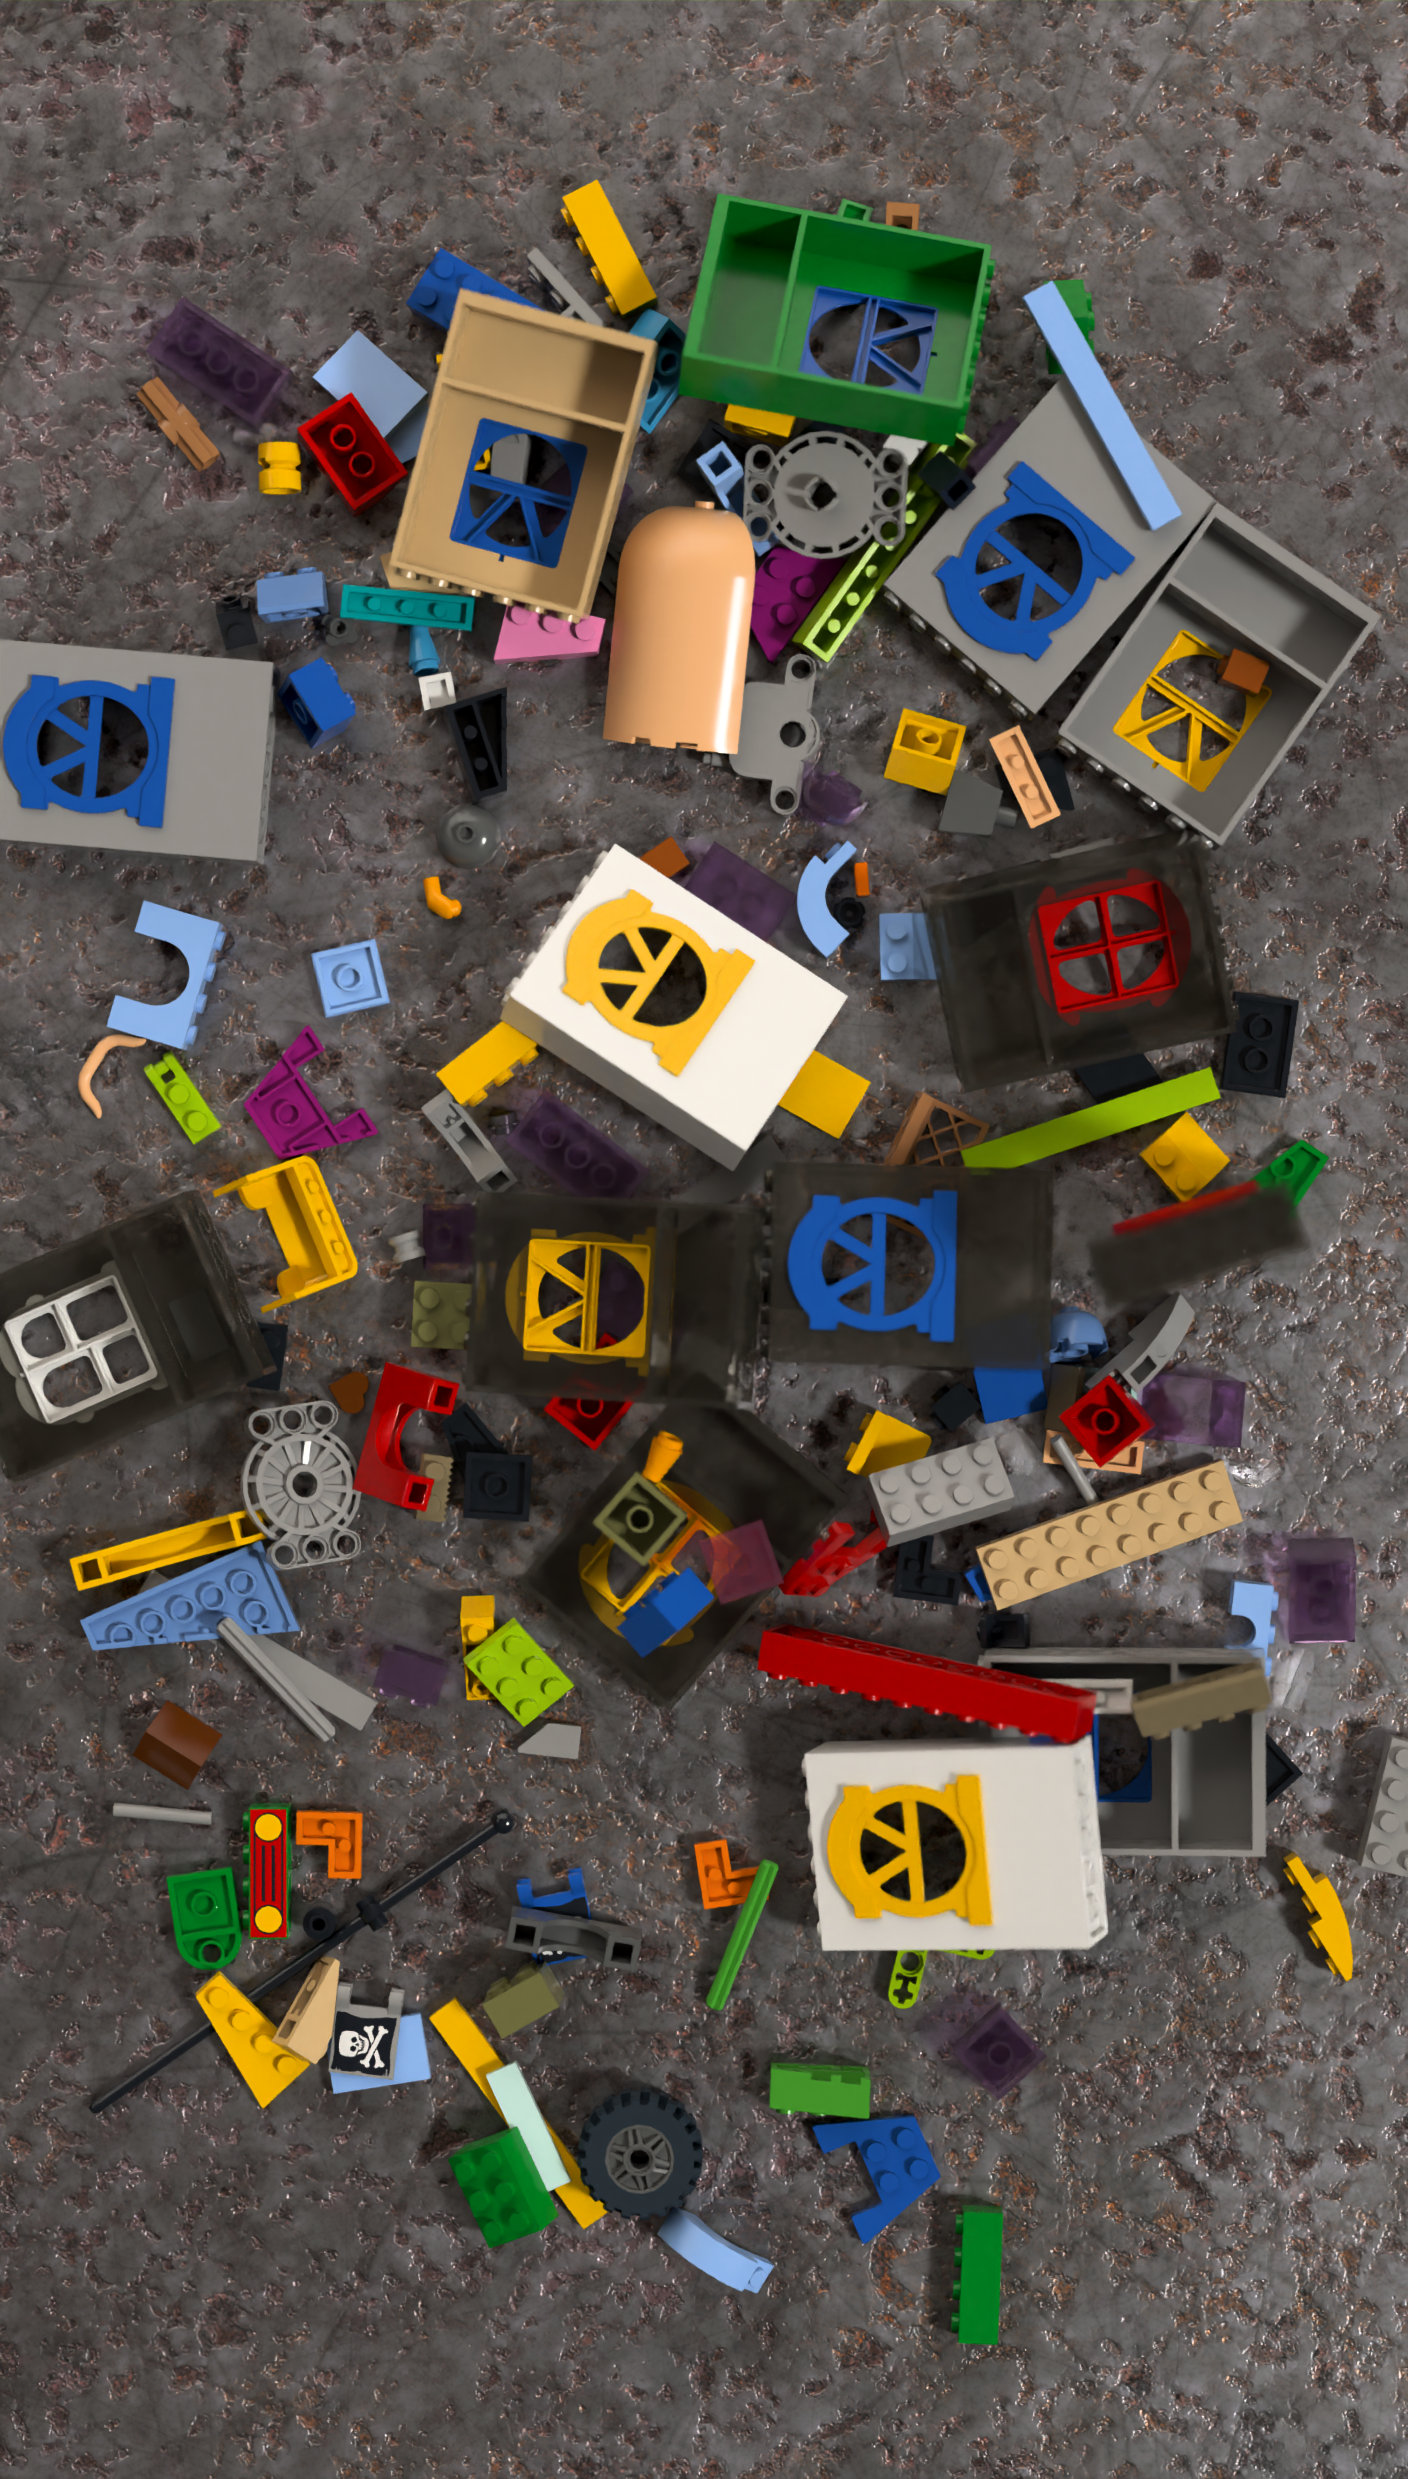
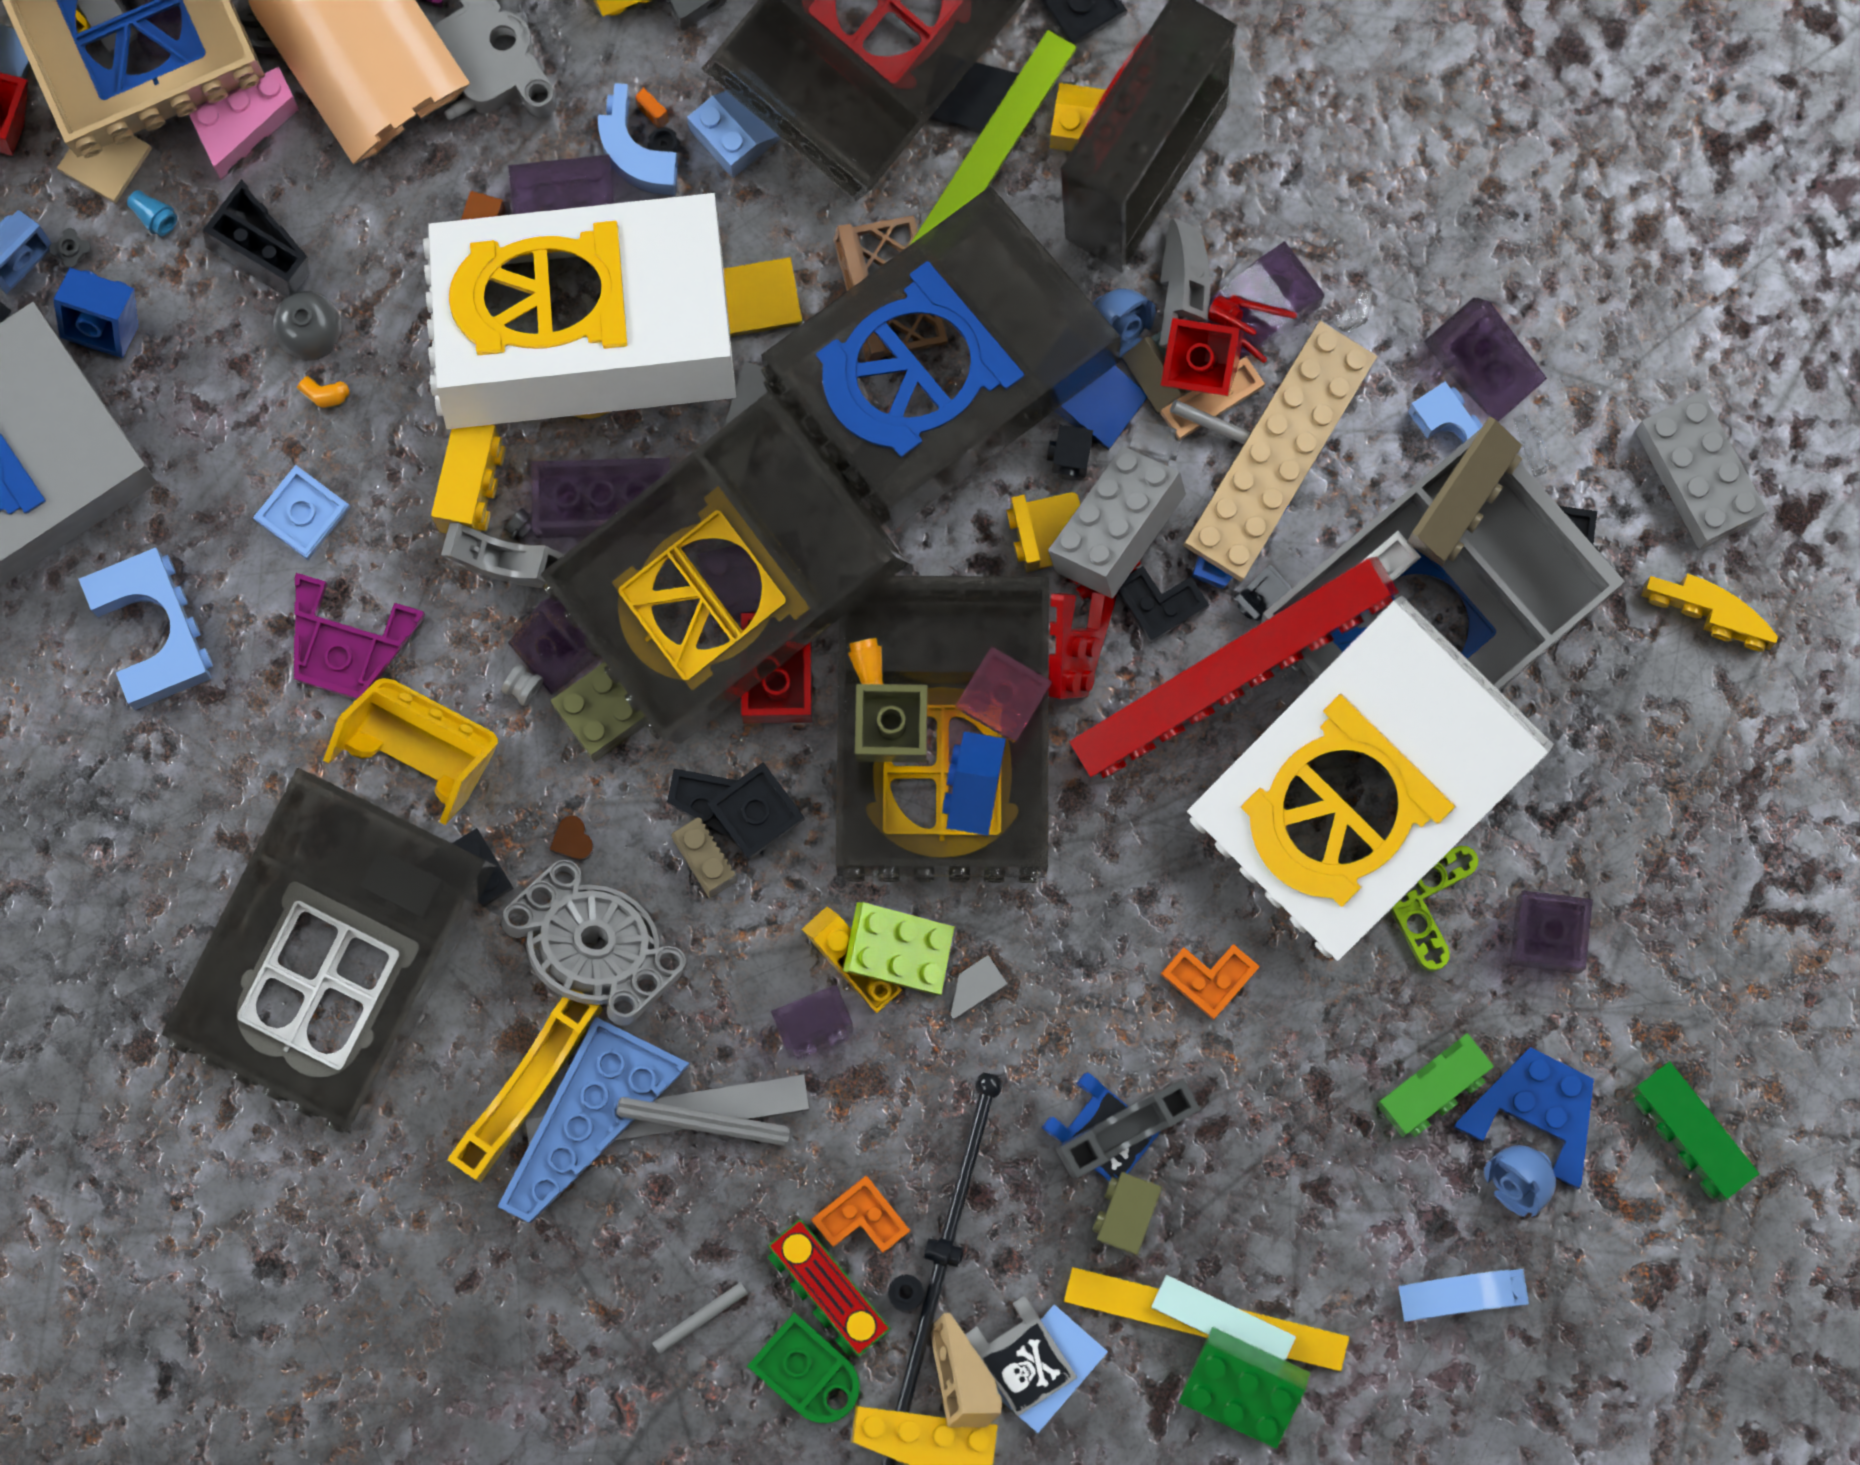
camera: 40 degrees left, 10 degrees down
(94, 1061) = (142, 748): light nougat animal -> none
(177, 1744) = (665, 1250): reddish brown slope -> none
(183, 1098) = (240, 717): lime plate -> none
(381, 1467) = (615, 805): red arch -> none
(407, 608) = (111, 185): teal plate -> none
(437, 691) = (187, 230): white tile -> none
(636, 2183) = (1367, 1258): black wheel -> none
(742, 1934) = (1262, 1013): bright green axle -> none
(828, 2206) = (1523, 1179): none -> medium blue cylinder
(831, 798) = (575, 65): clear purple cylinder -> none
(1156, 1401) = (1227, 313): none -> red plant

